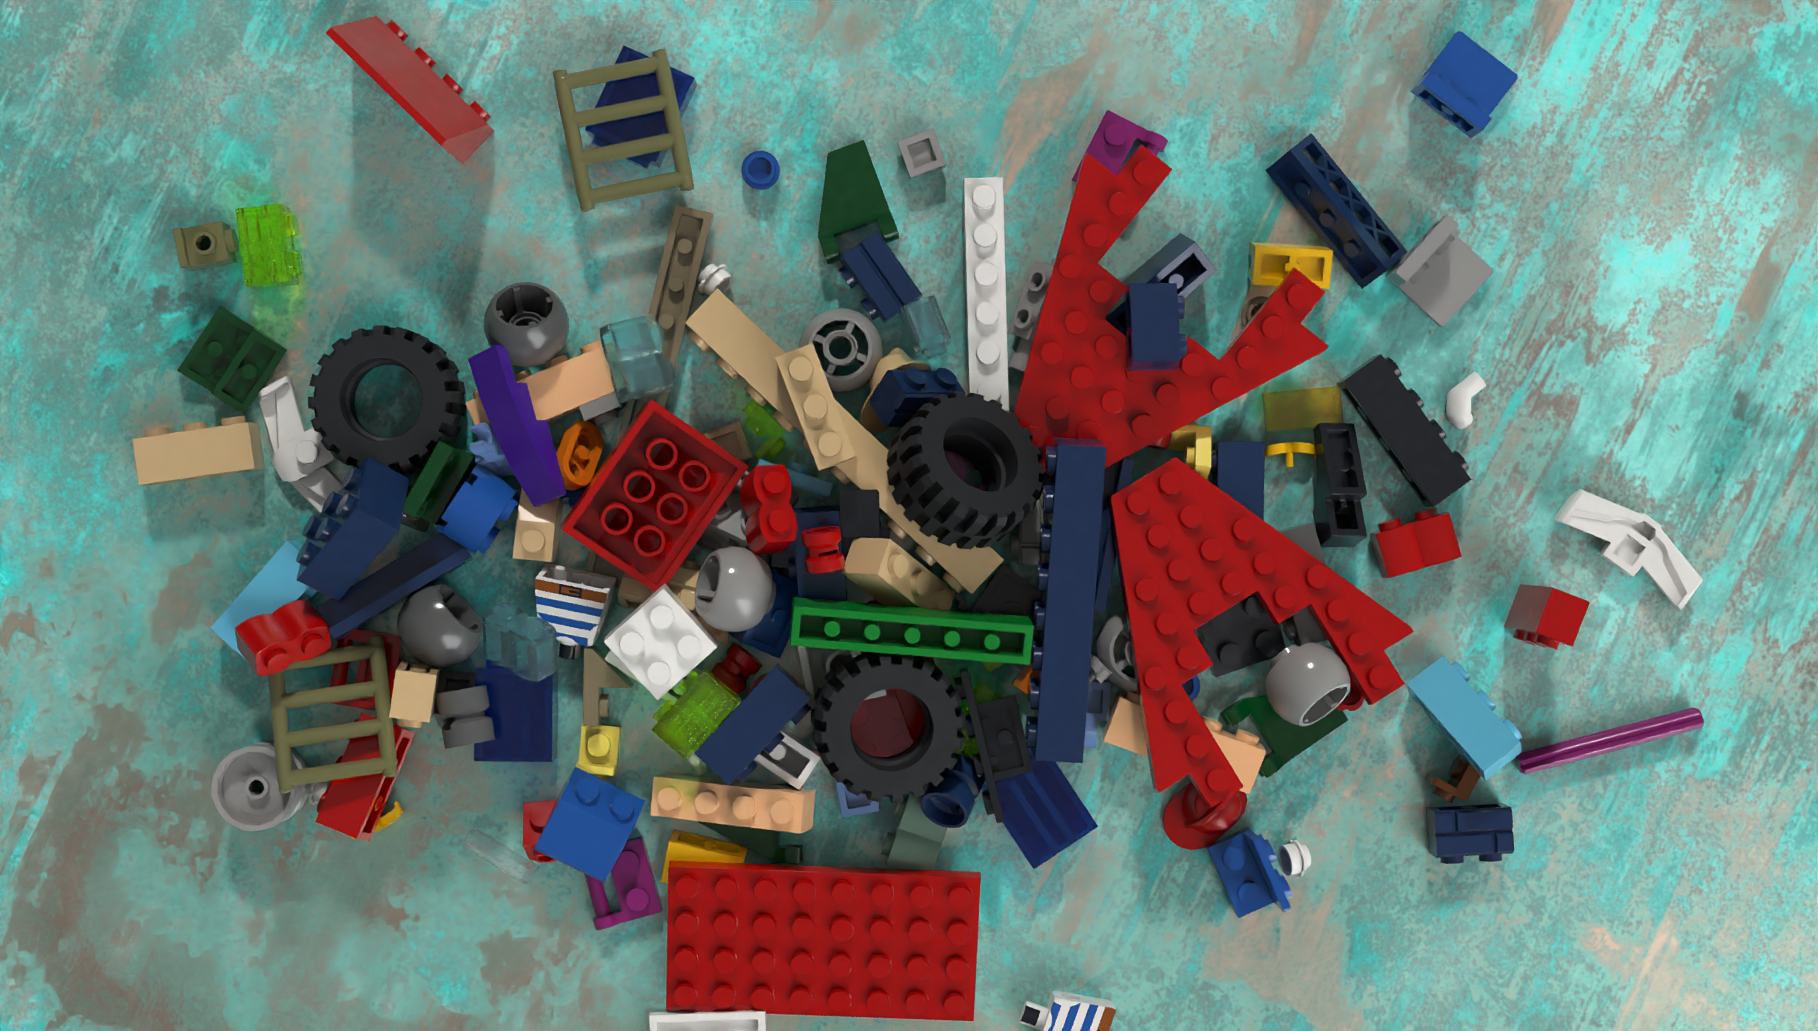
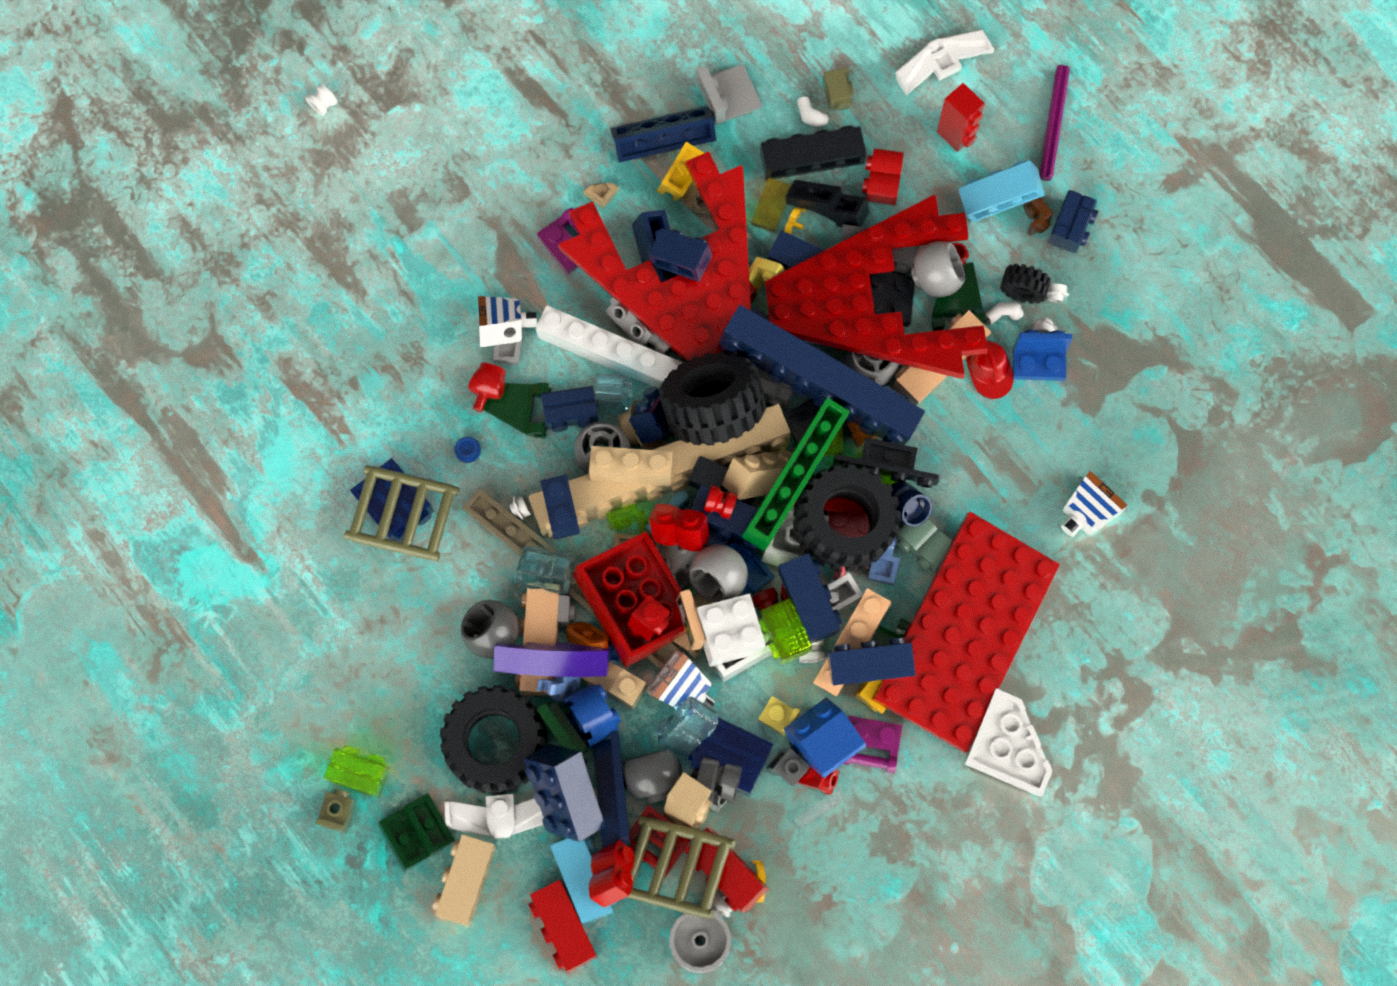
camera: 60 degrees left, 15 degrees down
(197, 603) = (562, 927): none -> red brick
(414, 85) = (308, 630): red slope -> none
(534, 791) = (788, 766): none -> dark grey bracket
(596, 676) = (731, 692): dark tan slope -> none
(622, 532) = (649, 618): none -> red brick
(649, 585) = (690, 620): none -> light nougat tile
(705, 845) = (871, 662): none -> dark blue brick
(714, 340) = (560, 507): none -> dark blue brick
(860, 151) = (487, 383): none -> red piece
(955, 126) = (502, 320): none -> torso
(1042, 811) = (948, 456): clear blue brick -> none
(1209, 168) = (601, 193): none -> tan tile
(1300, 794) = (1004, 308): none -> white arm
(1344, 808) = (1025, 283): none -> black tyre
(1355, 852) = (1057, 292): none -> white plate
(1465, 84) = (626, 32): blue bracket -> none
(1516, 421) = (838, 89): none -> olive brick

